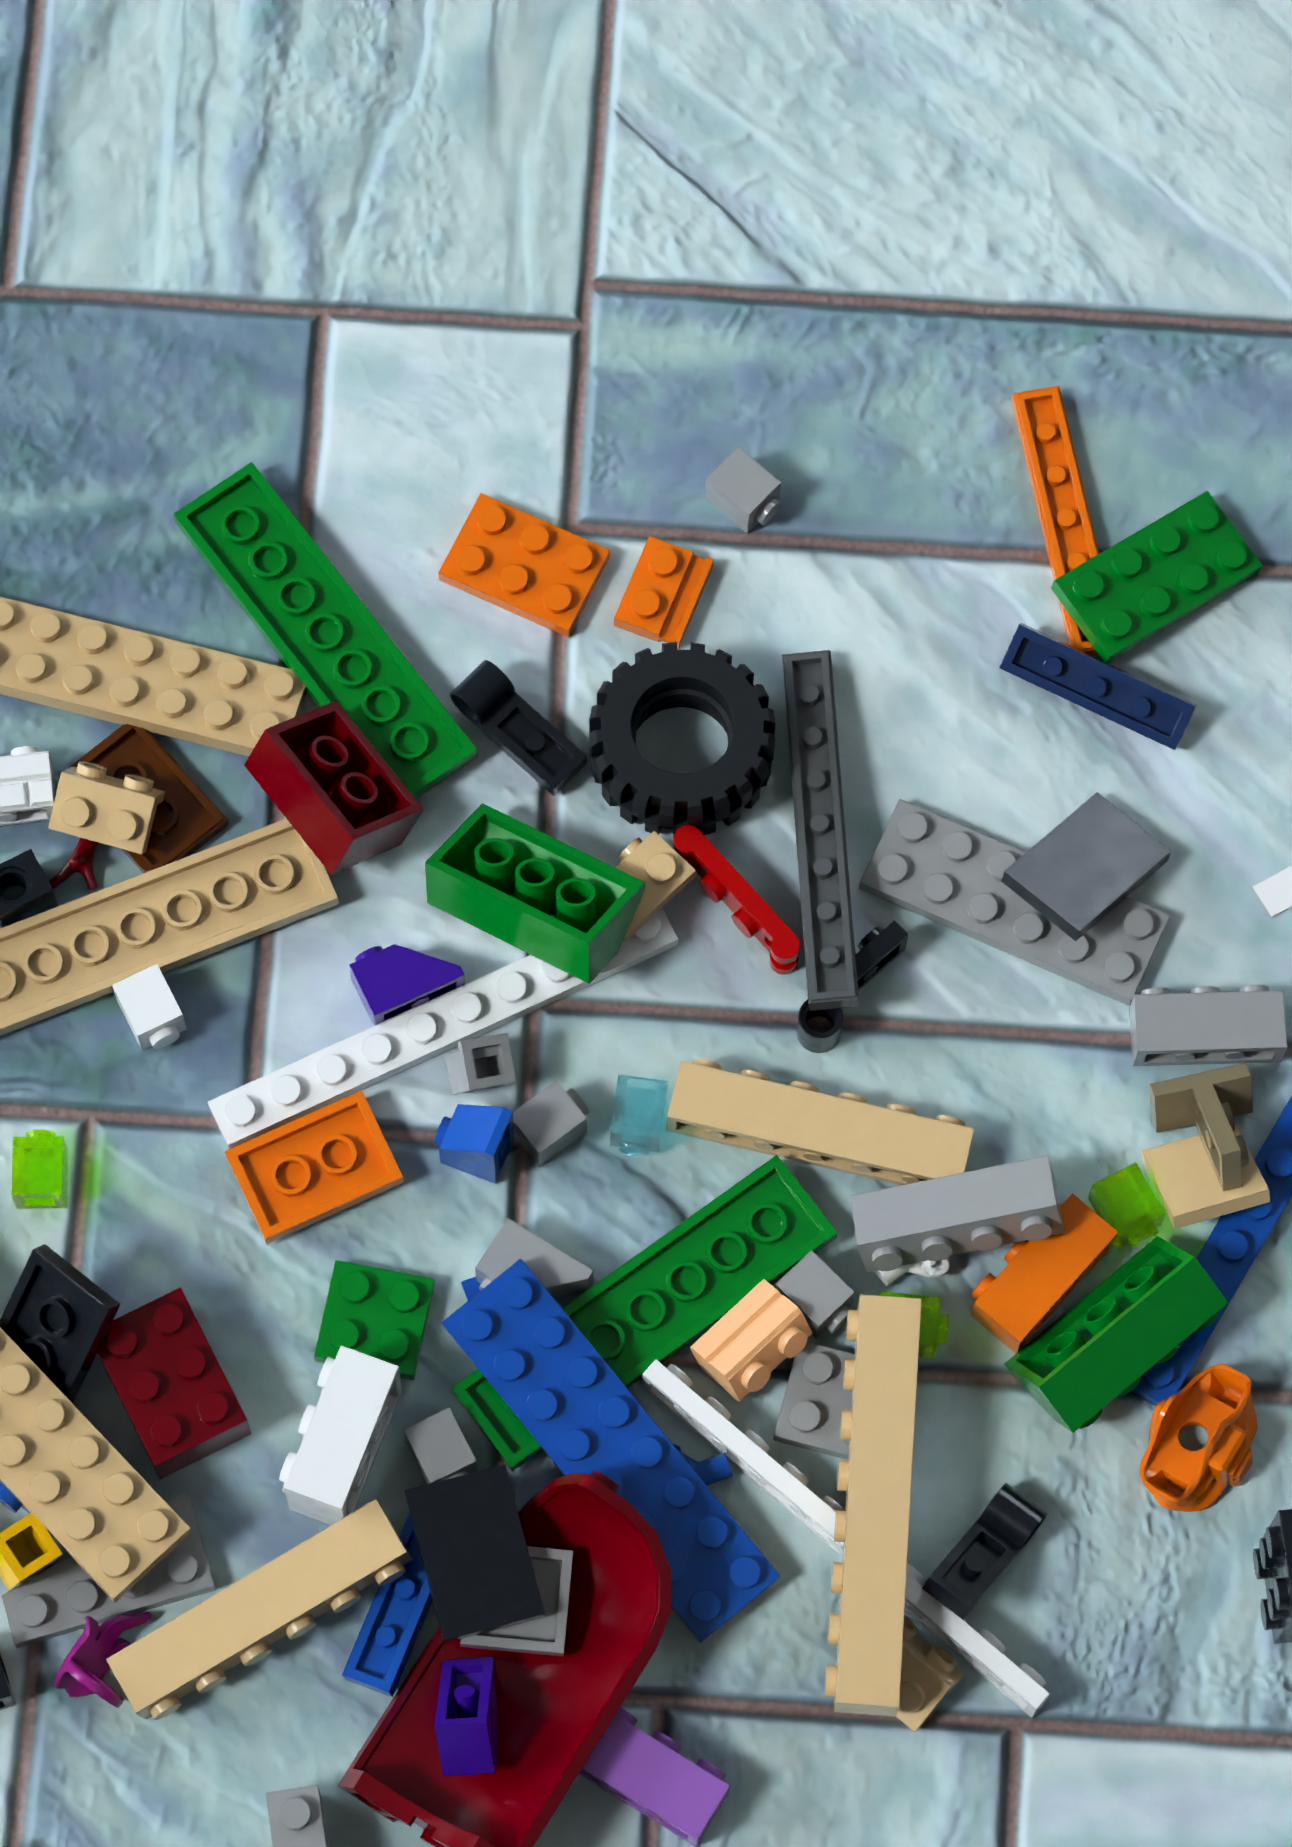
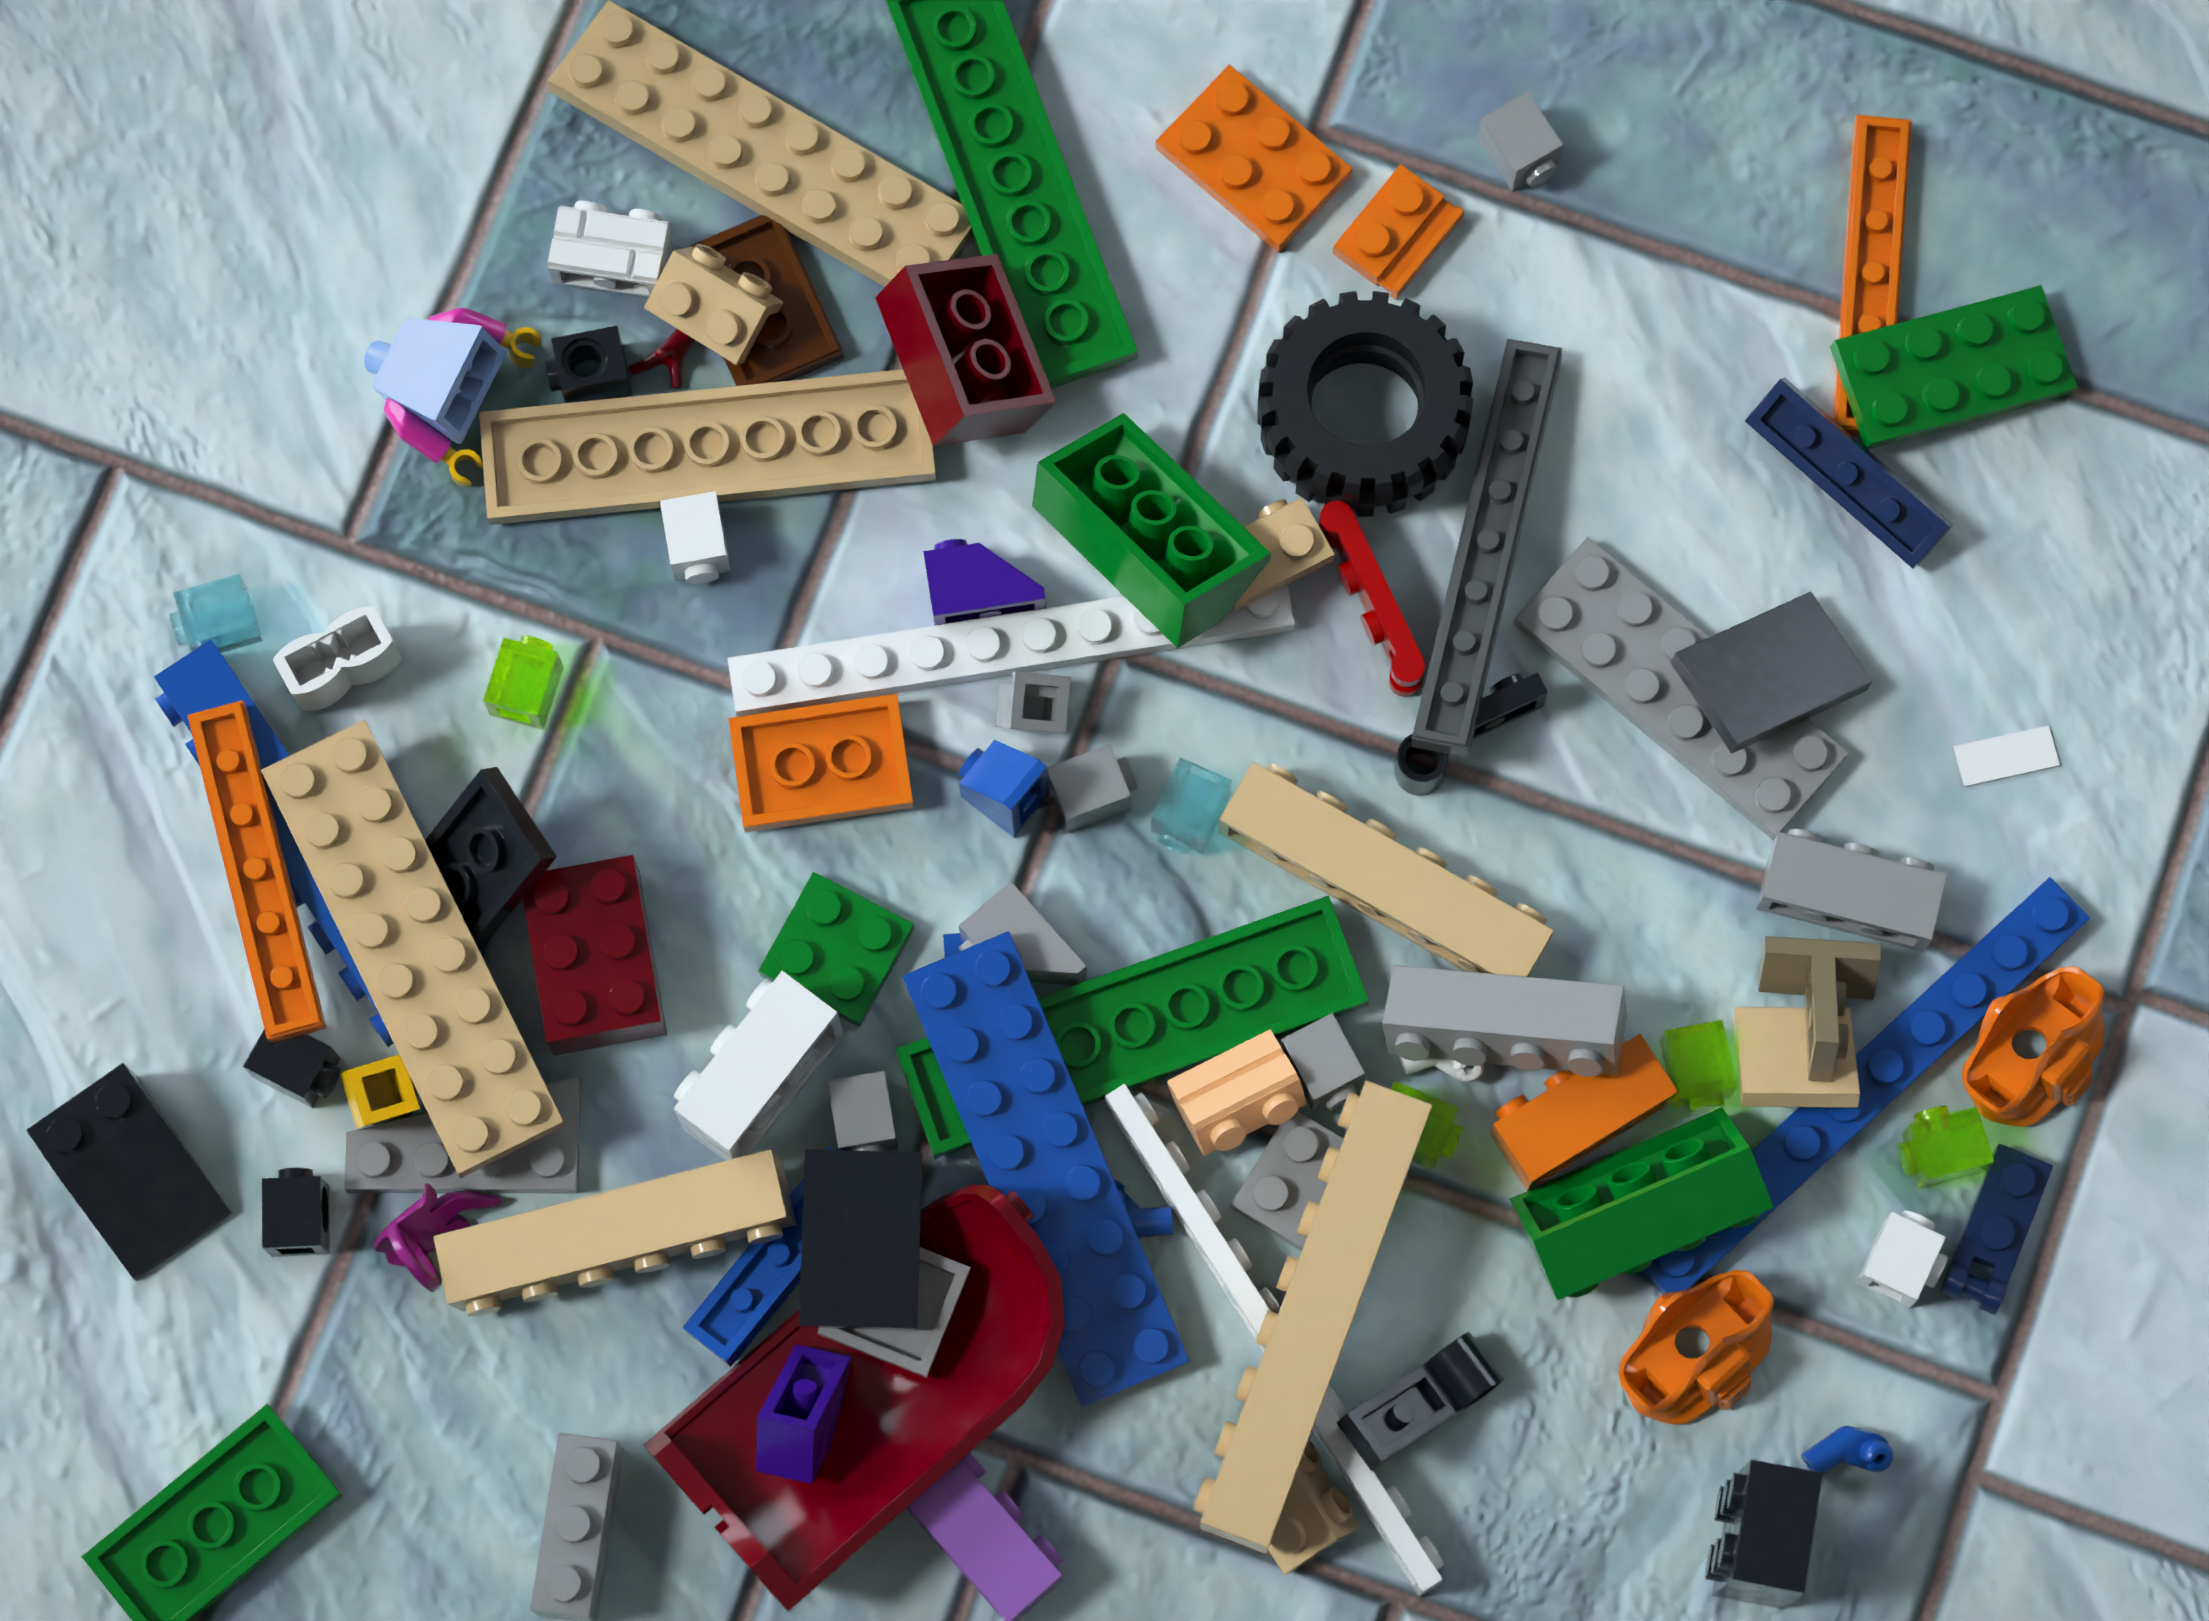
camera: 20 degrees right, 5 degrees up
(517, 728) = (1189, 339): black plate -> none

